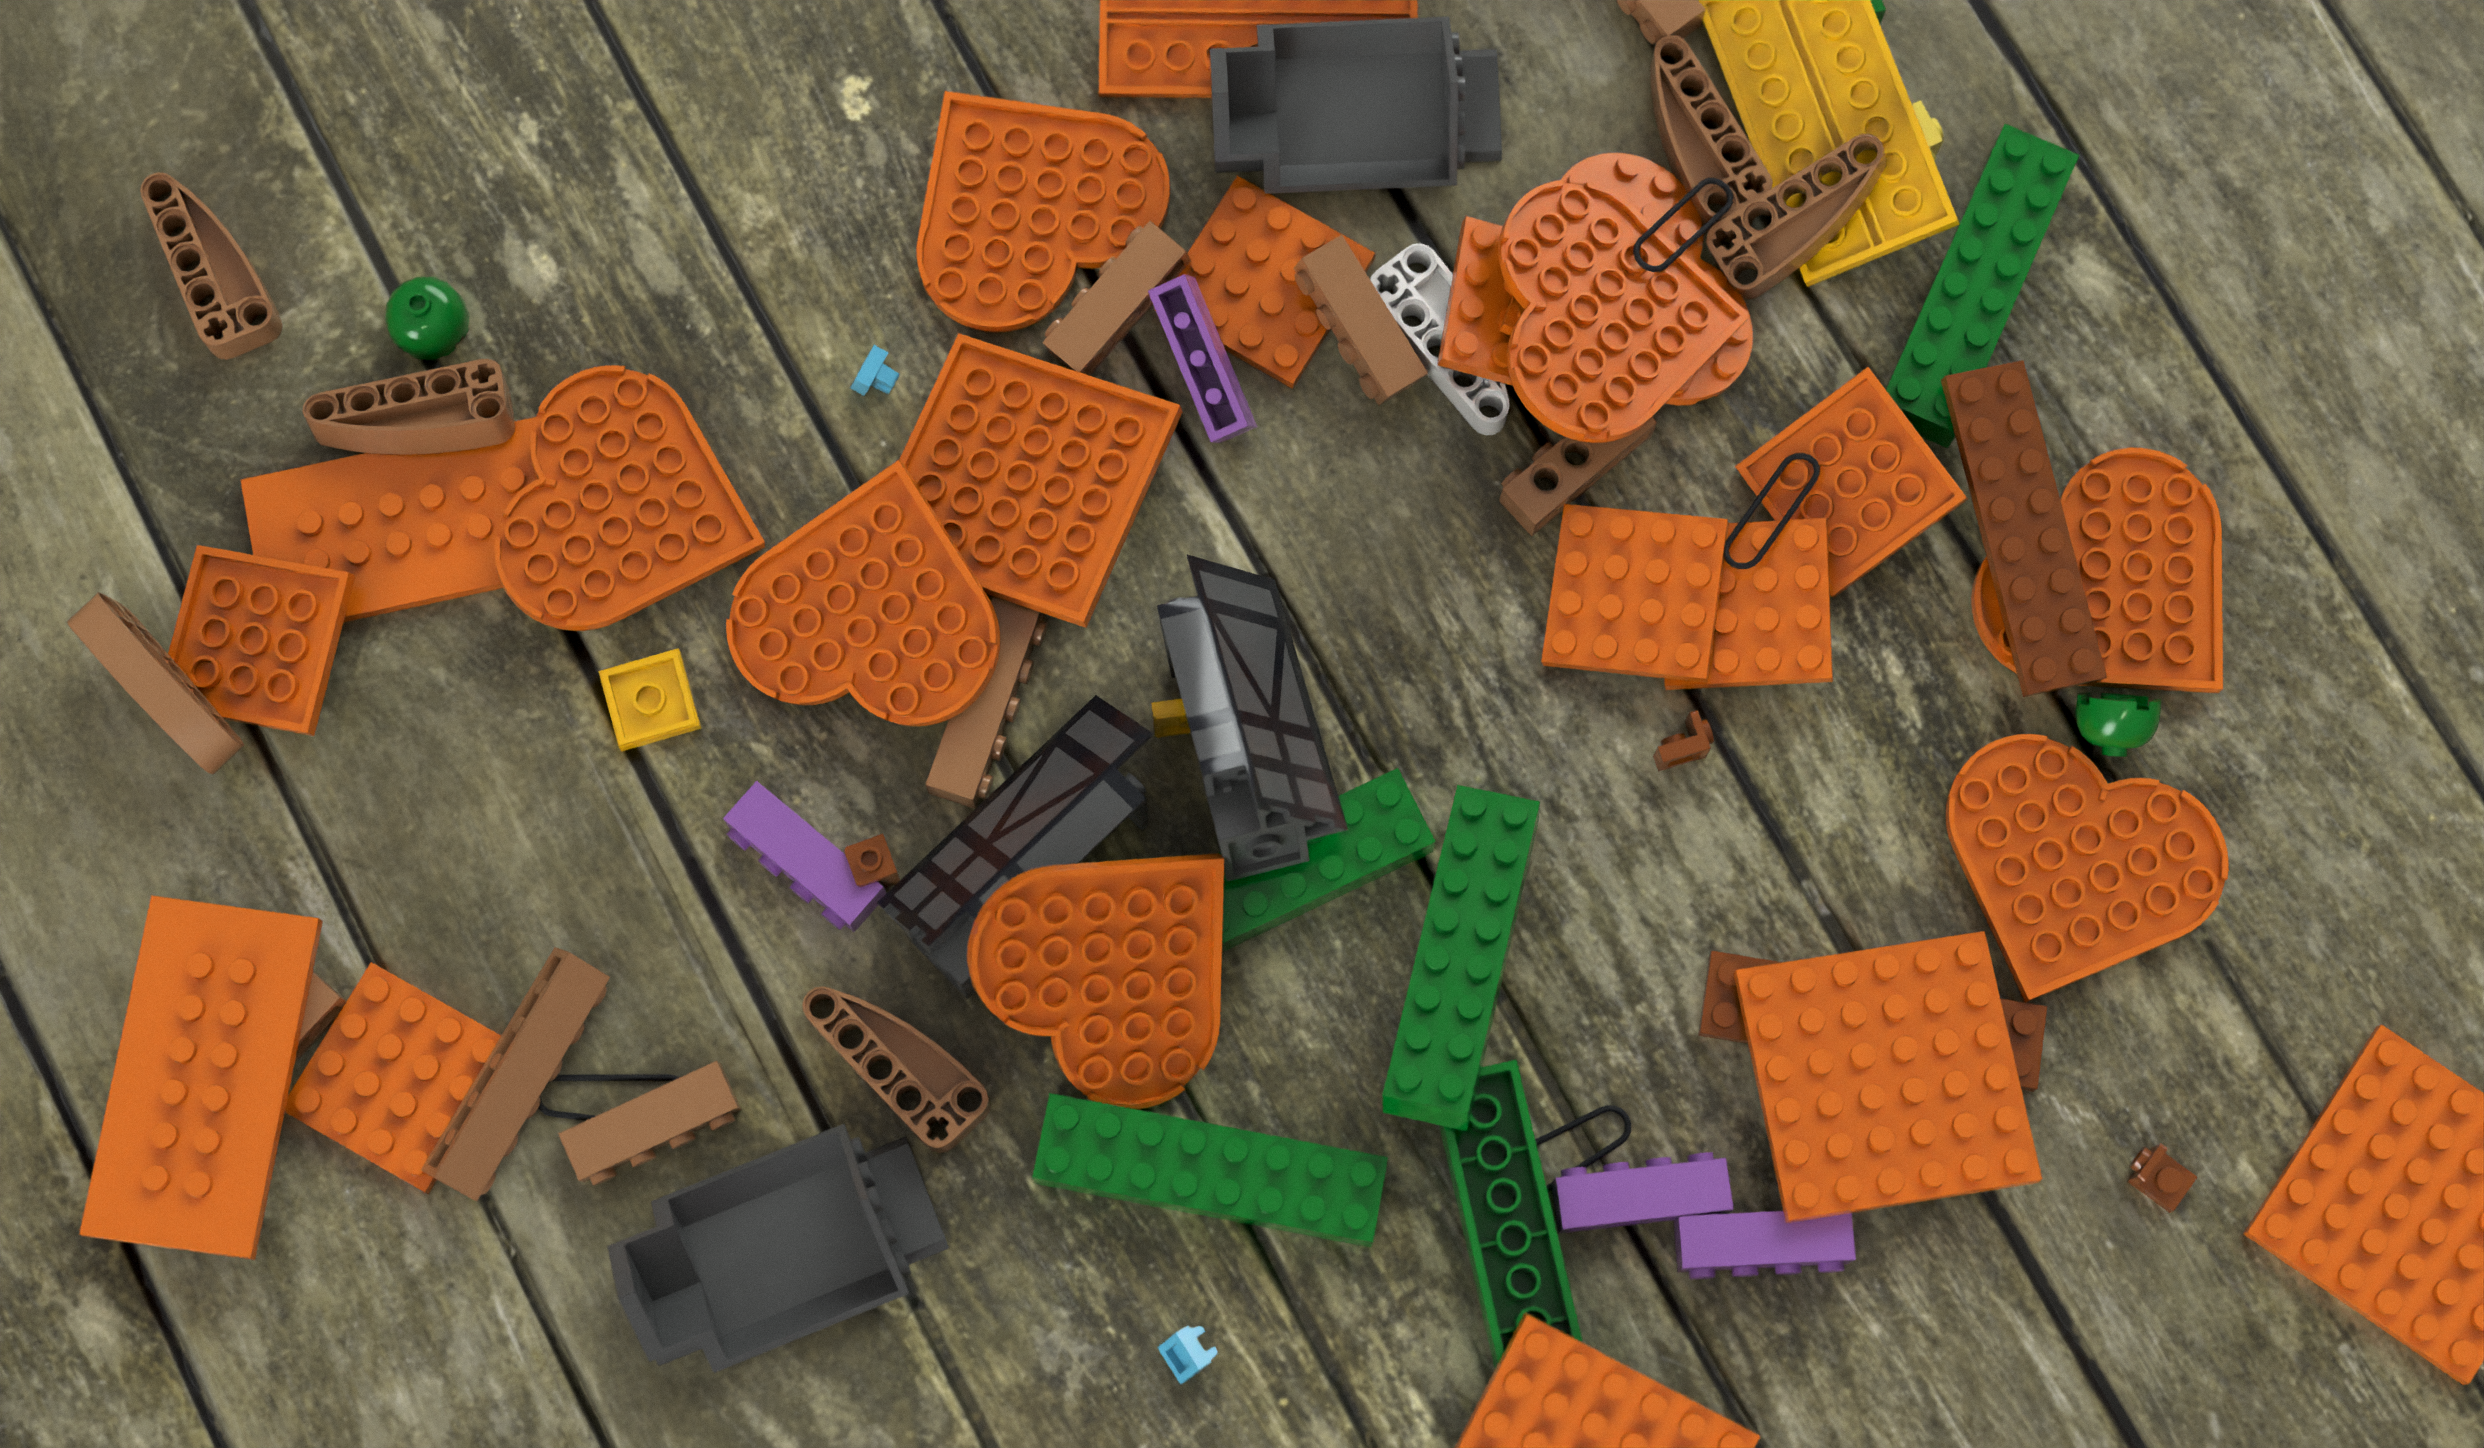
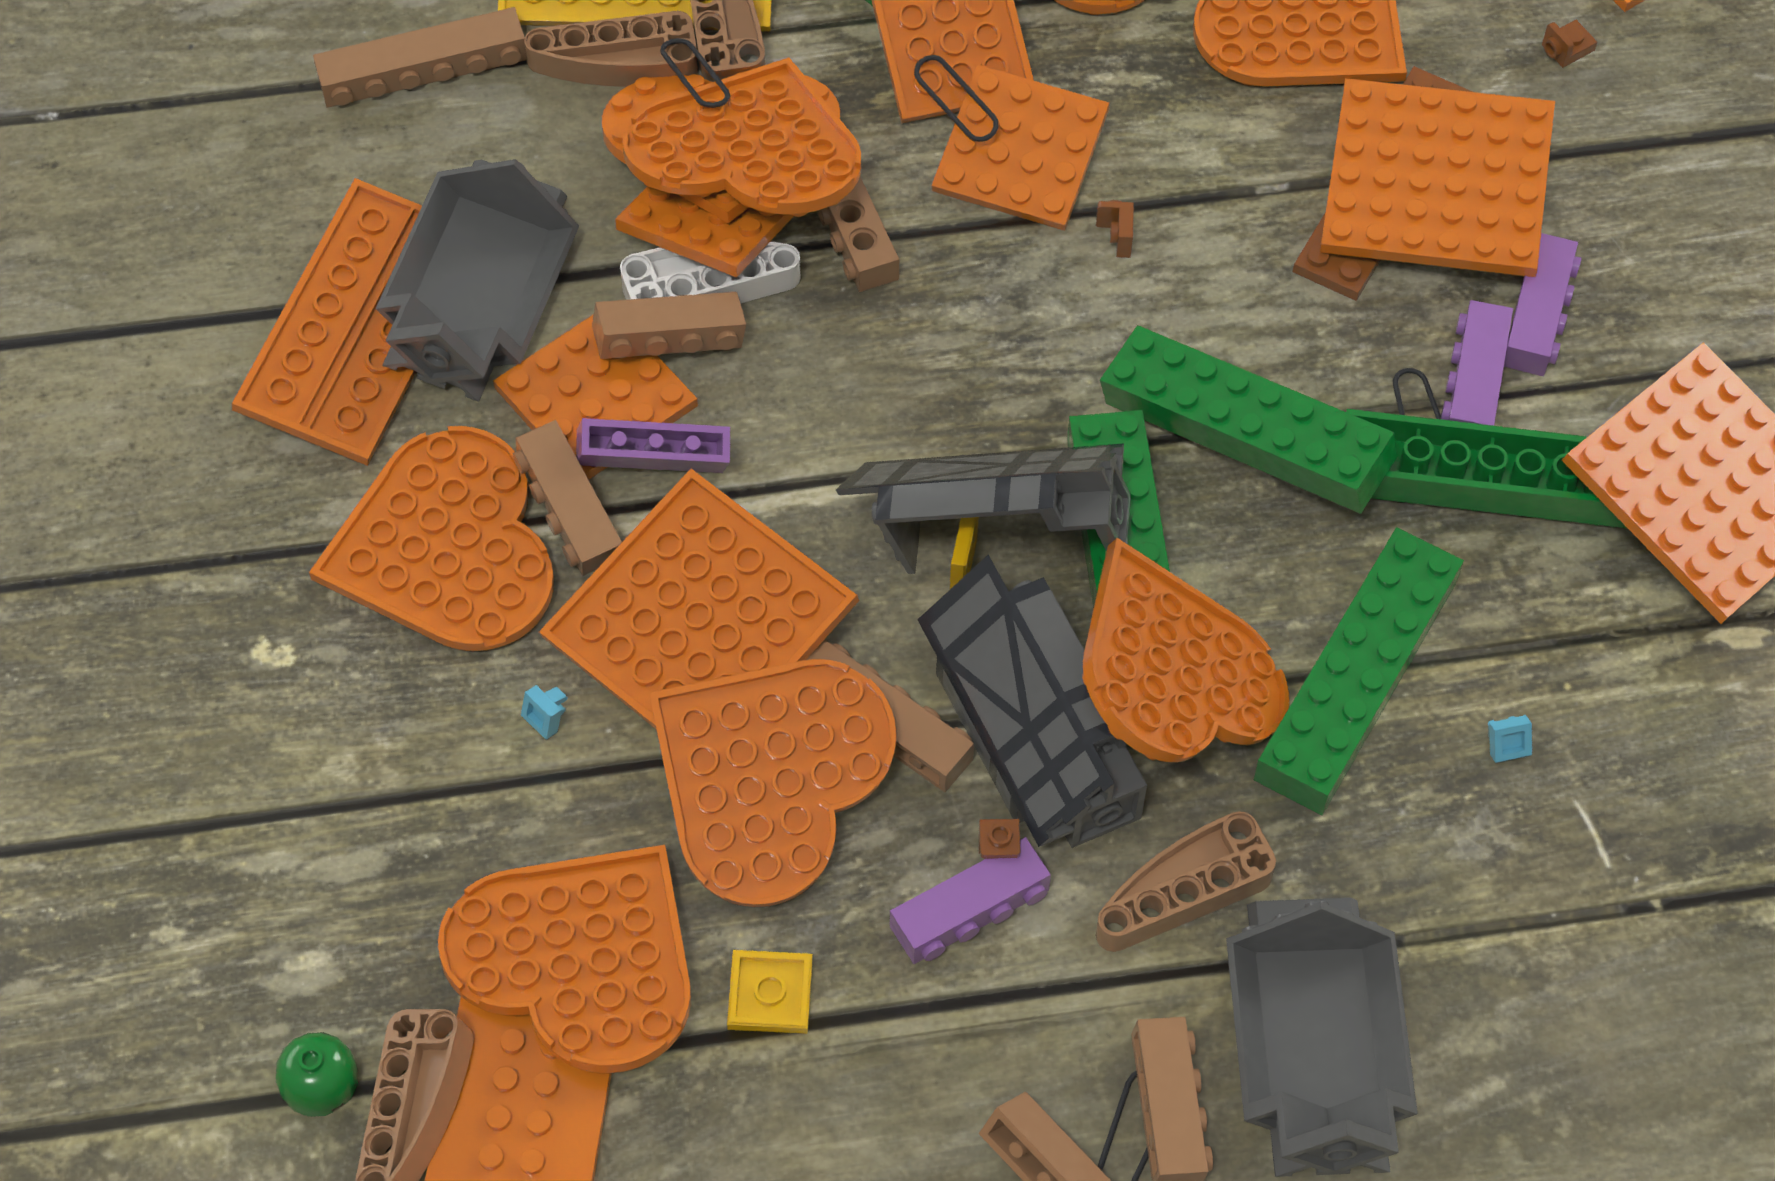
camera: 70 degrees left, 15 degrees down
(1635, 593) = (982, 215): orange plate -> none

